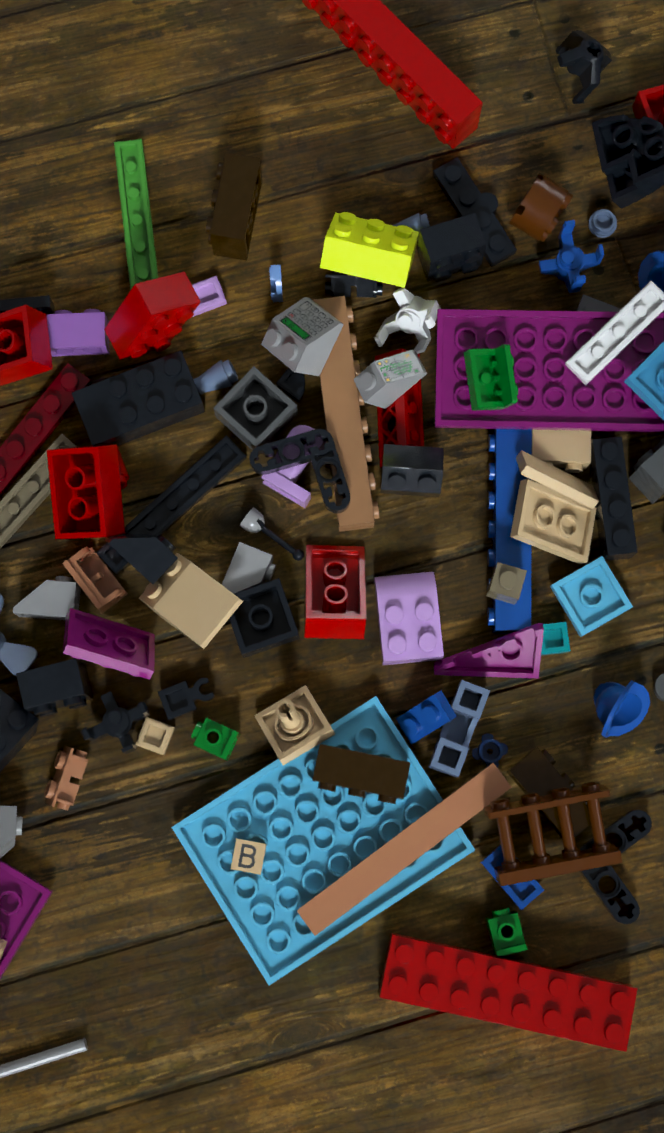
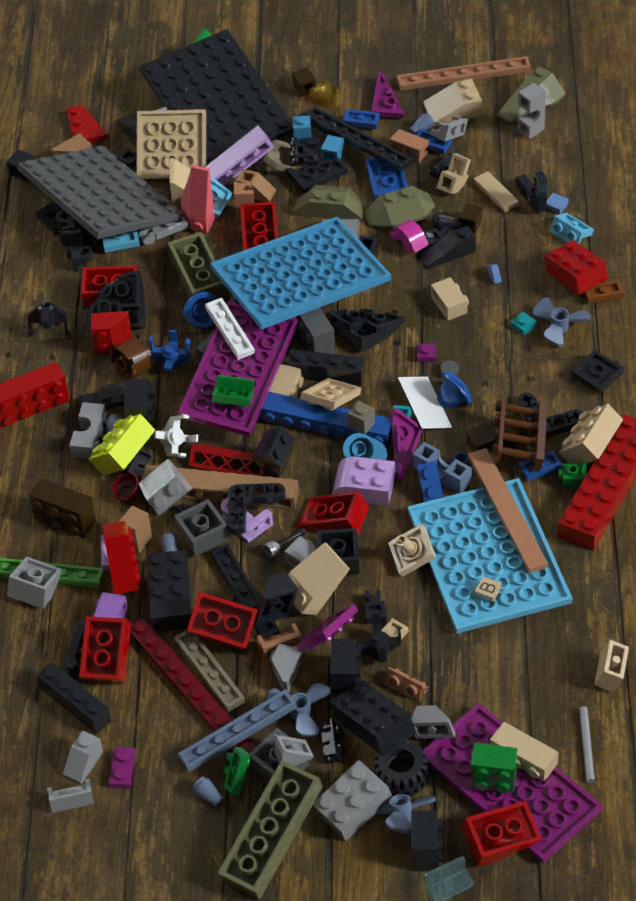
camera: 70 degrees left, 30 degrees down
(106, 214) = (33, 582): none -> light grey slope
(155, 1074) = (611, 666): none -> tan brick
(222, 319) = (140, 527): none -> medium nougat brick
(225, 743) = (407, 595): green brick -> none
(276, 283) = (119, 503): medium blue tile -> none
(304, 280) = (126, 487): none -> dark red hair
(361, 773) = (453, 518): dark brown brick -> none
(374, 202) = (92, 418): none -> light grey arch
(389, 378) = (210, 449): light grey slope -> none
(462, 602) = (364, 446): none -> dark azure piece
(557, 479) = (305, 385): tan tile -> none
(578, 947) = (590, 435): none -> tan brick
(581, 158) = (109, 330): none -> red slope
(588, 664) = (424, 402): none -> white sticker
(591, 596) = (382, 391): medium azure plate -> none
(602, 223) = (151, 332): sand blue plate -> none

